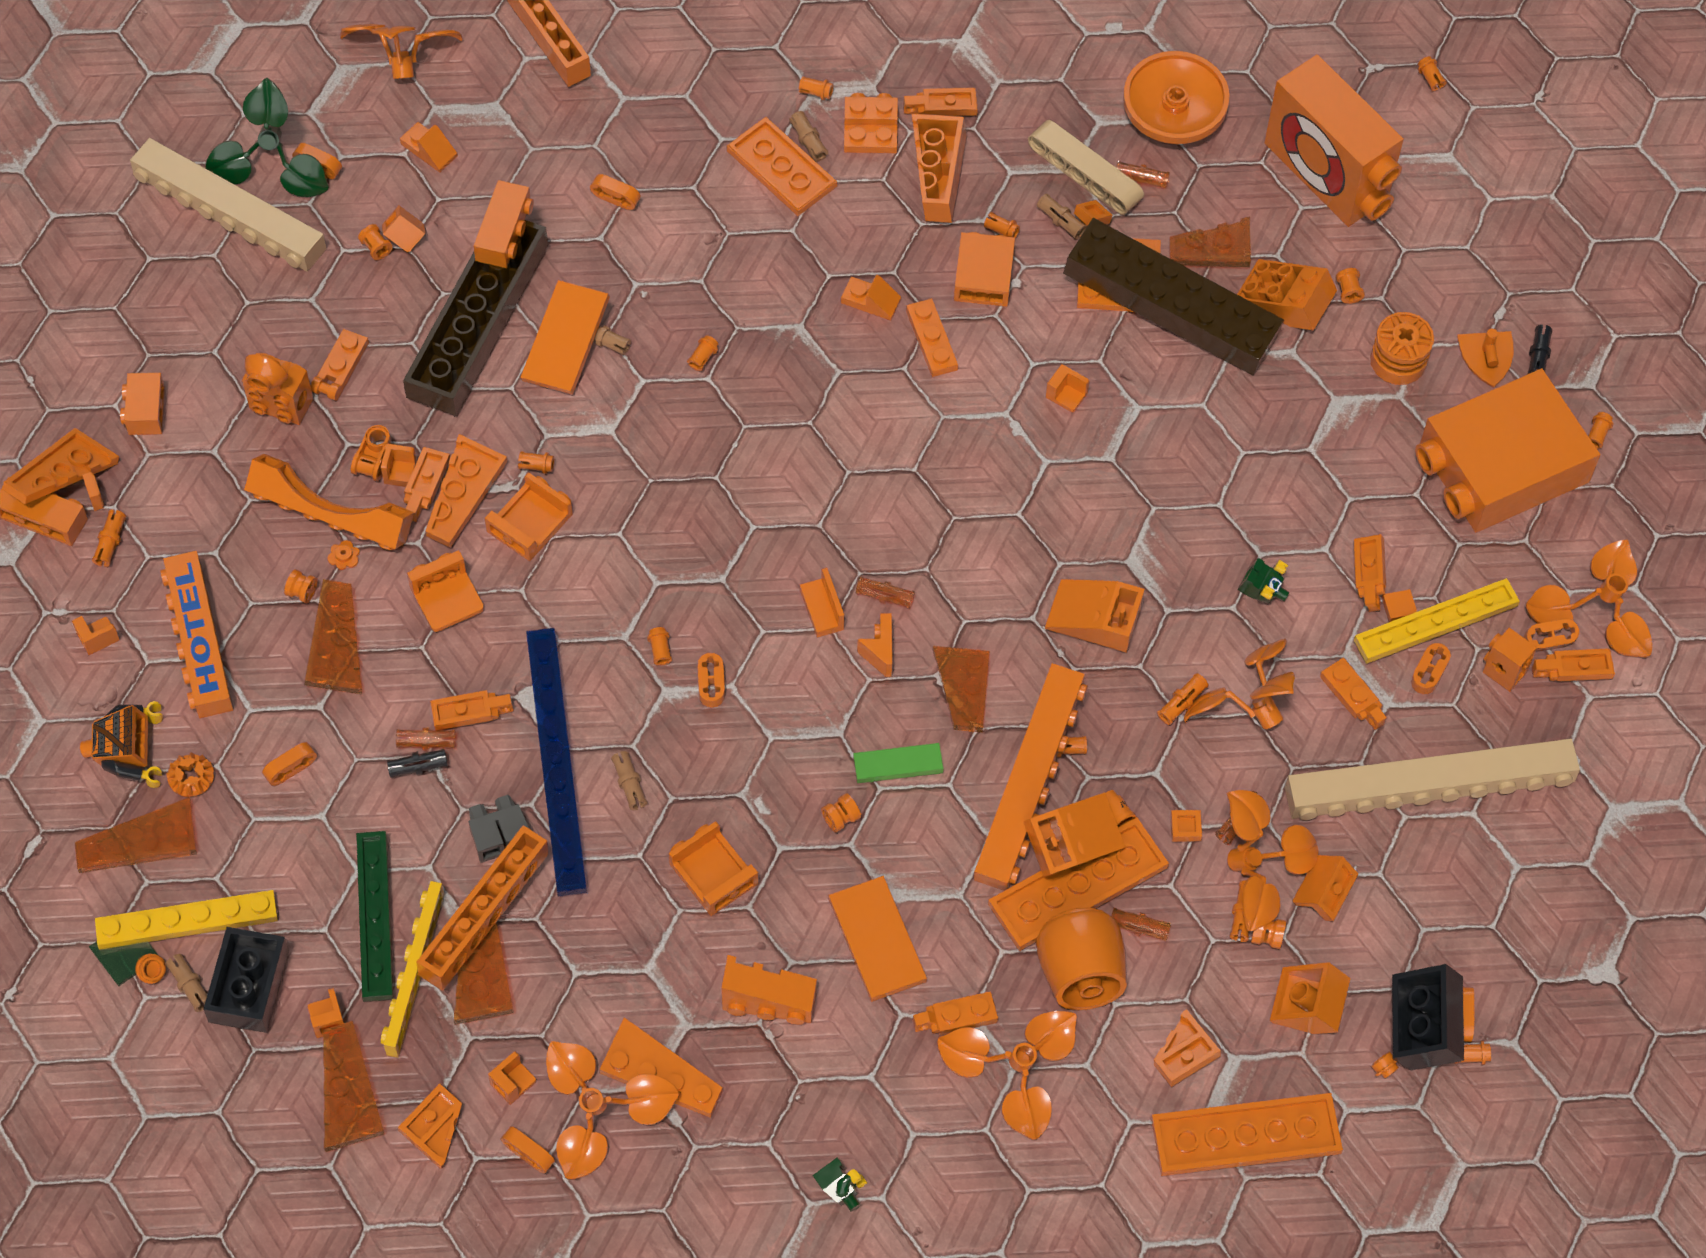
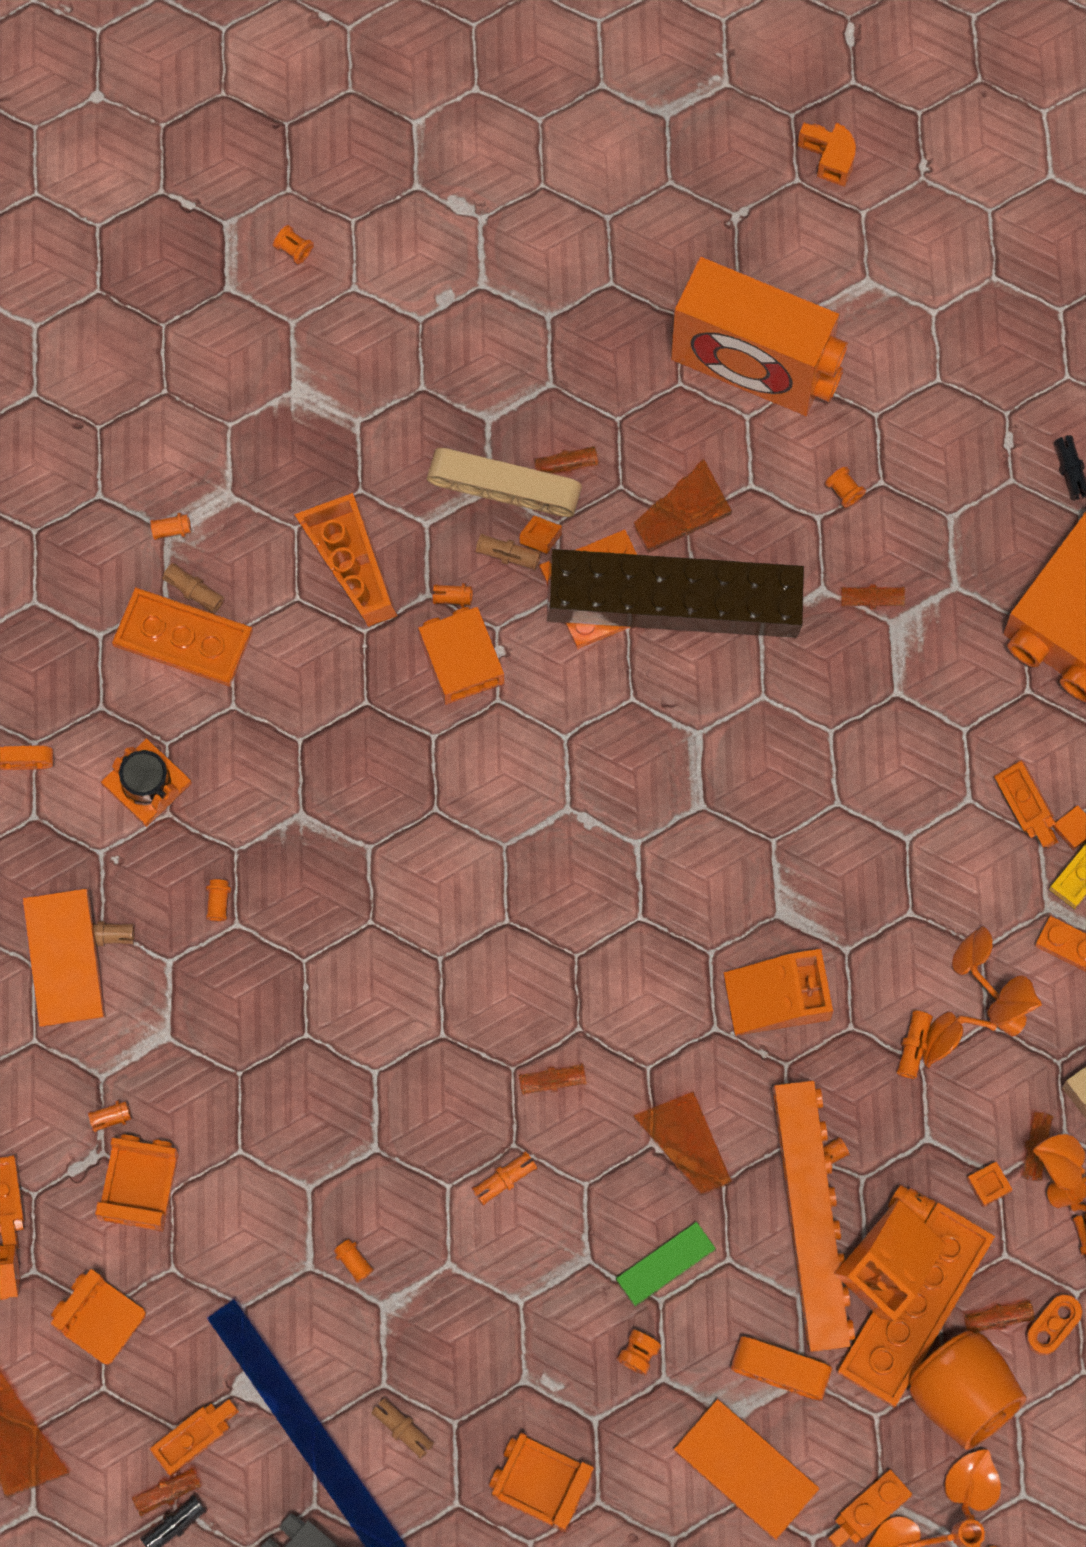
camera: 25 degrees left, 10 degrees up
(467, 481) = (49, 1184): orange wing -> none
(696, 244) = (145, 779): none -> piece
(705, 680) = (433, 1267): orange beam -> none
(808, 643) = (504, 1178): none -> orange pin
(823, 605) = (496, 1127): orange panel -> none
(870, 124) = (251, 541): orange plate -> none
(874, 297) = (359, 746): orange slope -> none
(879, 650) = (585, 1151): orange slope -> none
(932, 337) = (446, 760): orange plate -> none
(942, 102) = (314, 478): orange hinge -> none
(945, 877) = (781, 1368): none -> orange beam
(1067, 388) = (618, 751): orange panel -> none
(1176, 97) = (558, 355): orange dish -> none
(1178, 949) = (1054, 1326): none -> orange plate
(1264, 581) = (930, 872): dark green piece -> none
(1290, 291) = (785, 526): orange slope -> none
(1329, 371) = (873, 596): none -> clear orange pin
(1402, 348) = (931, 552): orange wheel -> none
(1428, 68) = (803, 195): orange pin -> none
(1471, 53) = (836, 148): none -> orange brick
(1487, 354) = (1020, 495): orange shield -> none

